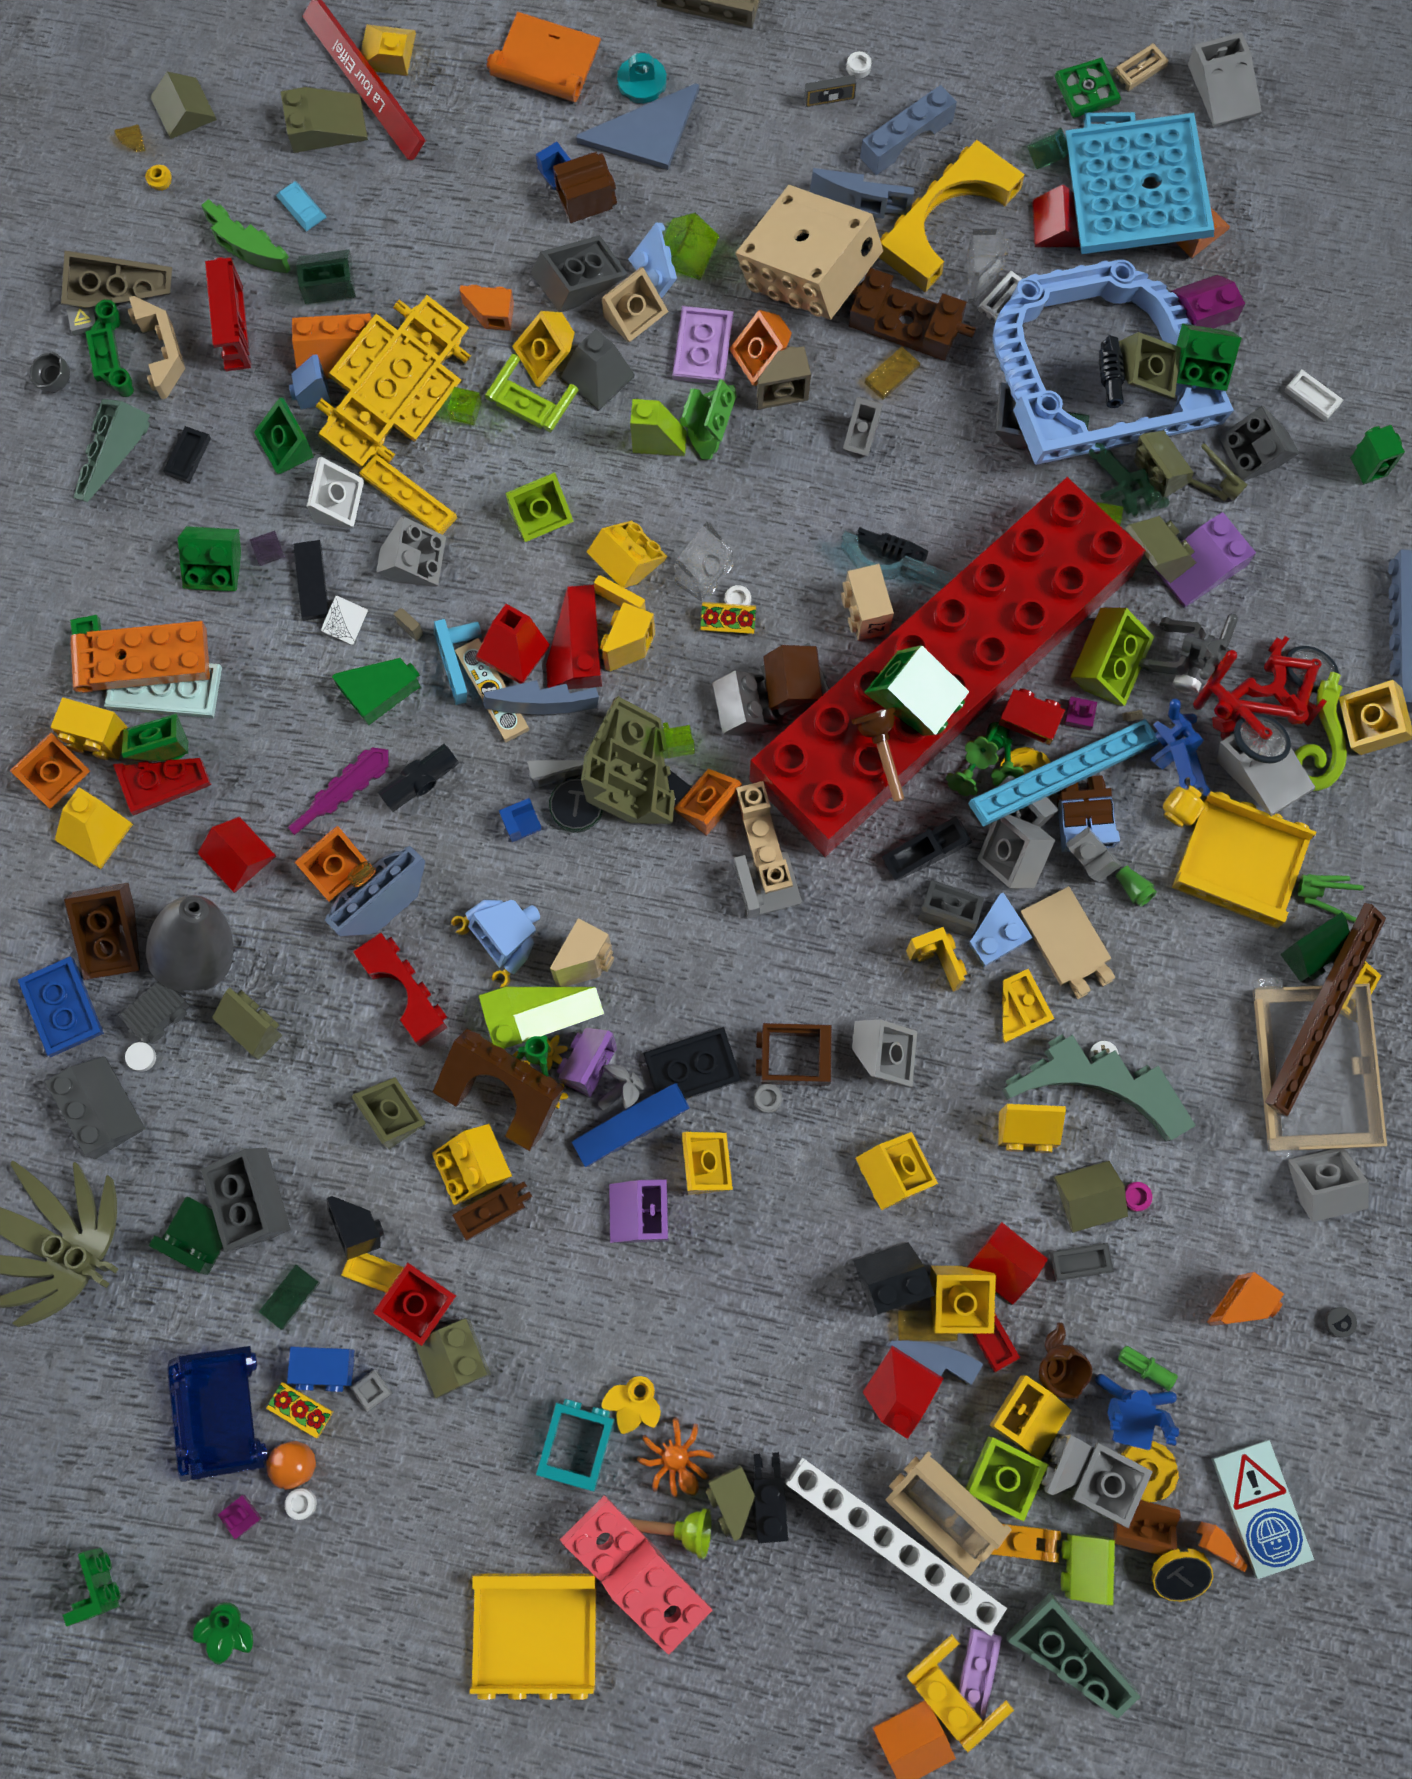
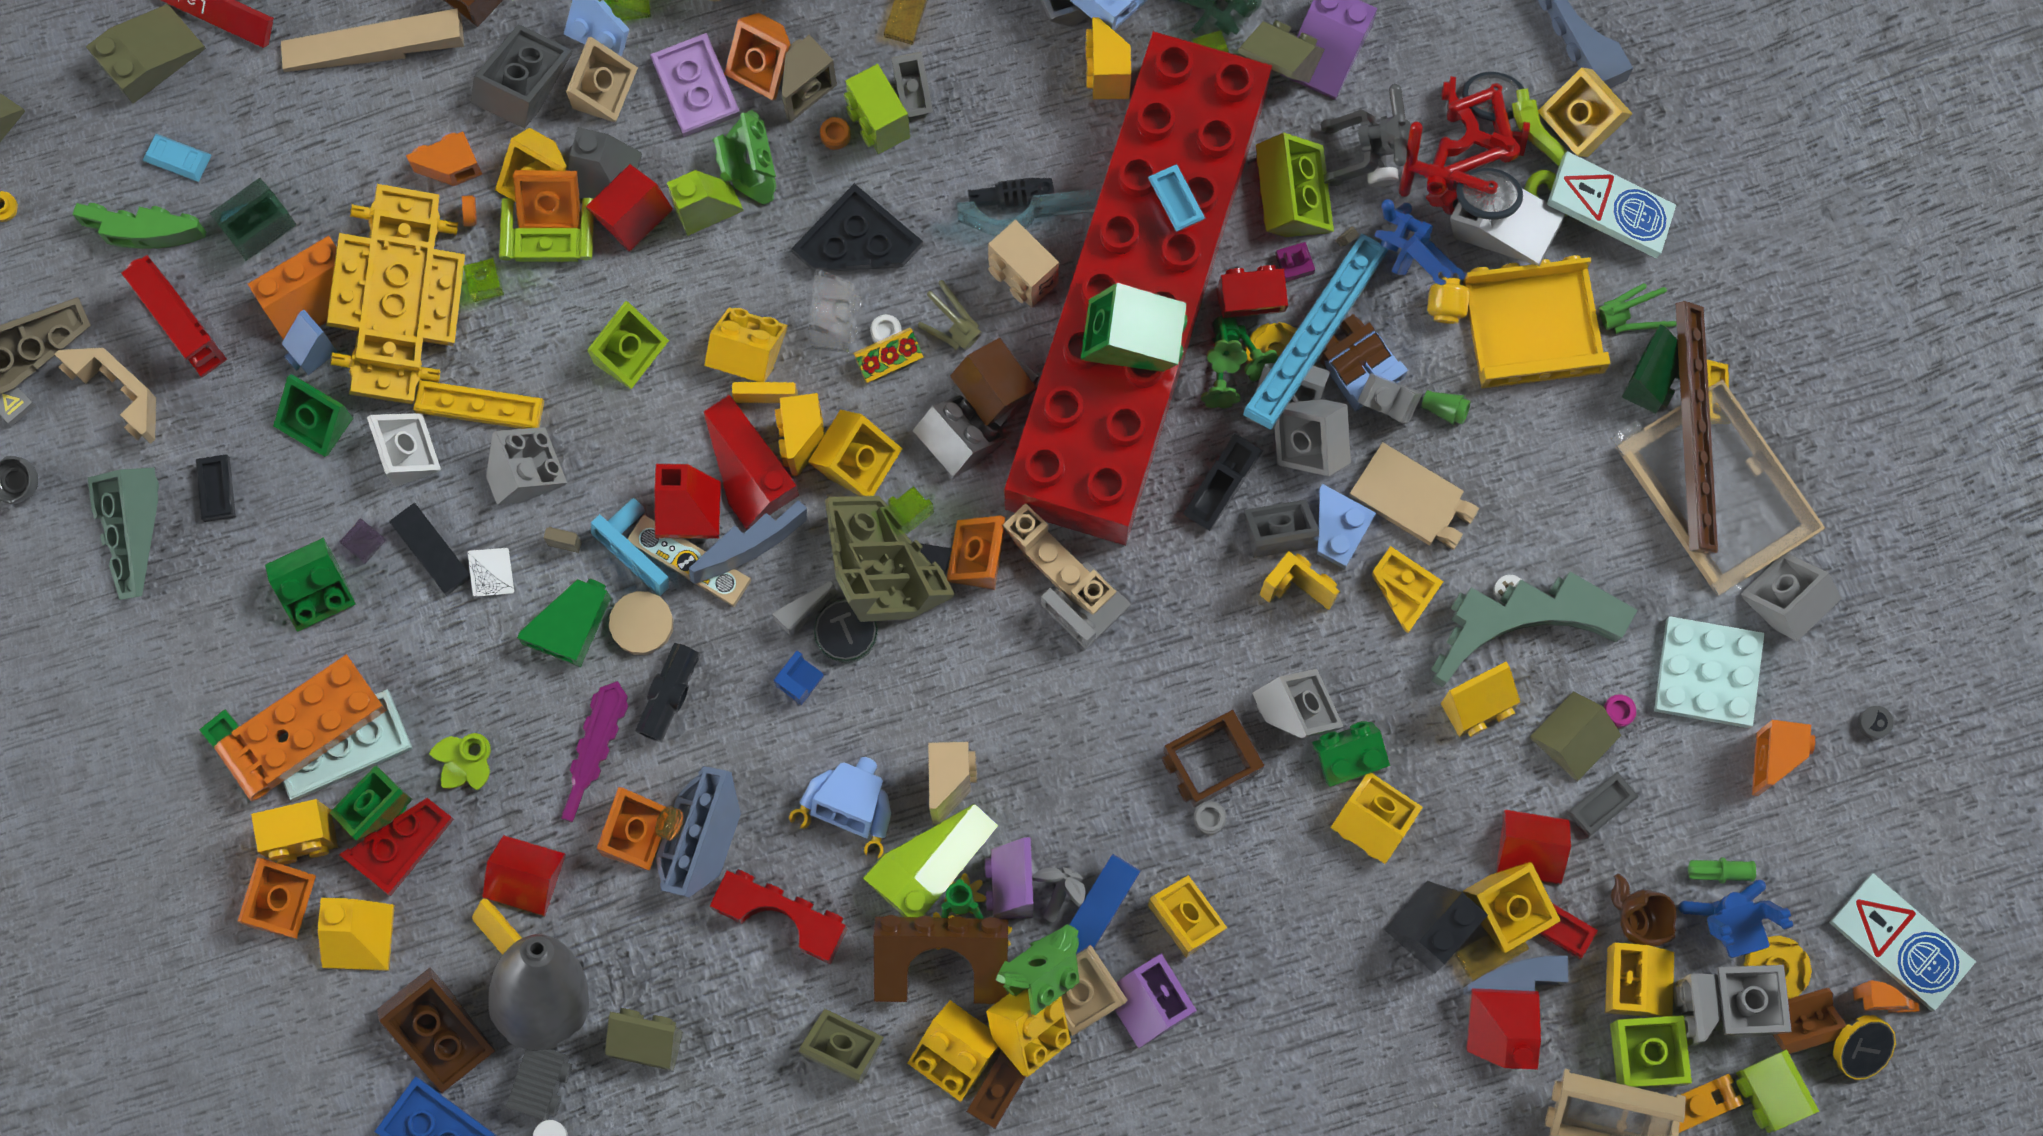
camera: 30 degrees left, 0 degrees up
(104, 350) = (59, 426): green plate -> none
(194, 876) = (495, 926): none -> yellow slope
(240, 748) = (459, 764): none -> lime plate
(430, 716) = (641, 622): none -> tan tile
(483, 350) = (469, 210): none -> orange tile
(489, 195) = (374, 42): none -> tan slope
(536, 1177) = (1027, 1037): none -> yellow slope
(543, 369) = (547, 199): none -> orange tile
(568, 1140) = (1044, 979): none -> bright green piece
(591, 1173) = (1094, 994): none -> tan plate
(601, 408) = (630, 207): none -> red slope
(660, 677) = (855, 453): none -> yellow slope
(695, 1064) = (1117, 825): black tile -> none
(756, 518) = (857, 237): none -> black plate
(785, 434) = (835, 133): none -> orange tile
(794, 631) = (963, 331): none -> olive plant
(824, 430) = (876, 109): none -> lime brick
(877, 727) = (1114, 387): piece -> none
(905, 1110) = (1351, 752): none -> green bracket
(1010, 609) = (1176, 197): none -> medium azure tile
(1021, 485) = (1107, 62): none -> yellow slope
(1227, 1207) = (1709, 672): none -> light aqua plate
(1357, 800) = (1611, 204): none -> light aqua tile

